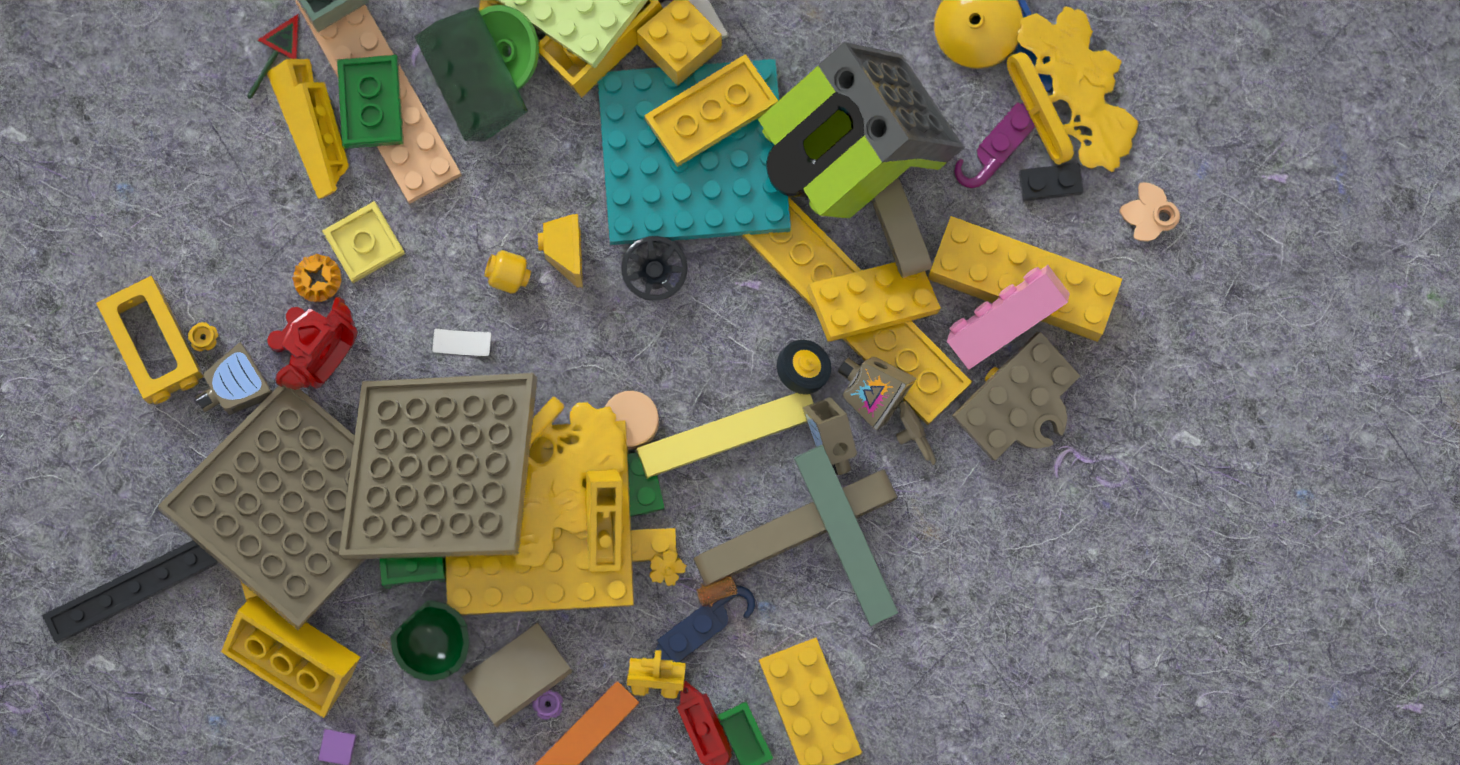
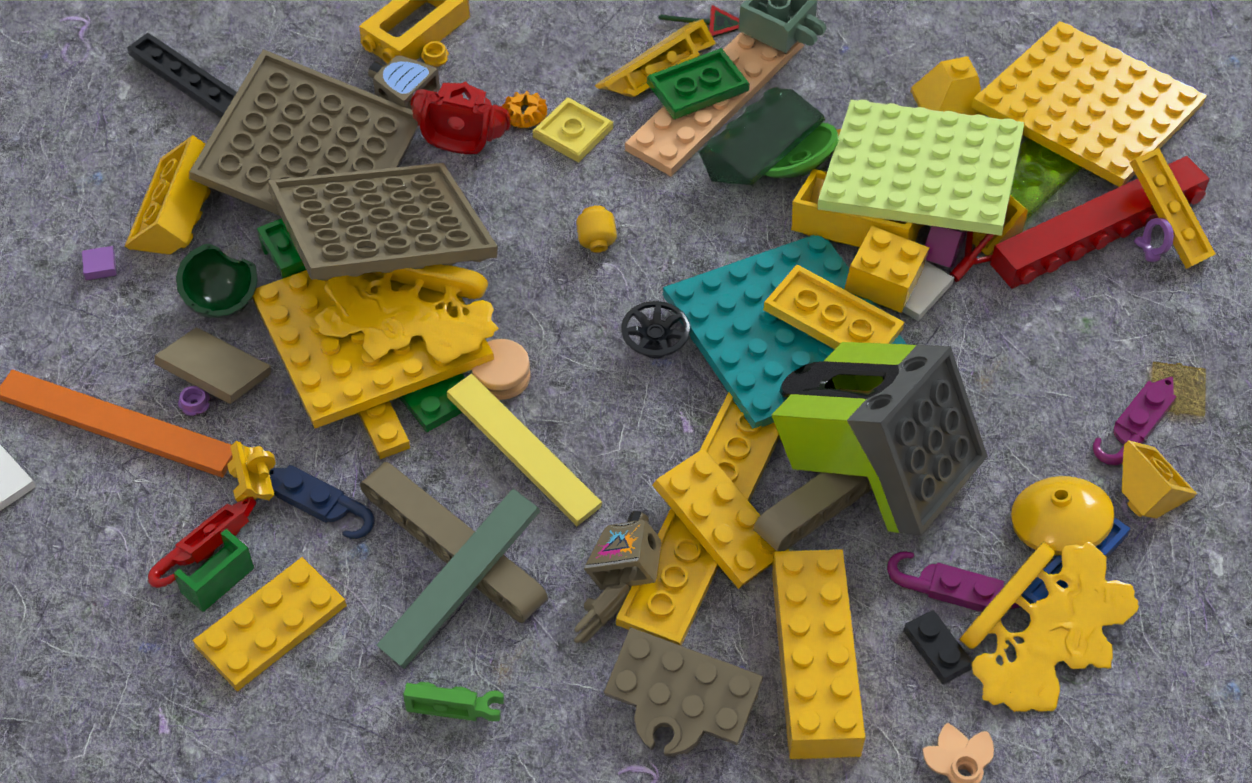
camera: 70 degrees right, 25 degrees down
(461, 342) = (515, 225): white sticker -> none
(563, 247) = (640, 262): yellow slope -> none
(604, 519) = (384, 356): yellow slope -> none
(666, 568) = (366, 448): yellow plant -> none
(716, 591) = (350, 484): clear orange pin -> none
(803, 366) = (621, 487): black wheel -> none
(832, 430) = (559, 529): dark tan torso -> none
(952, 578) = (451, 703): none -> bright green plate
(1008, 316) = (763, 635): bright pink brick -> none

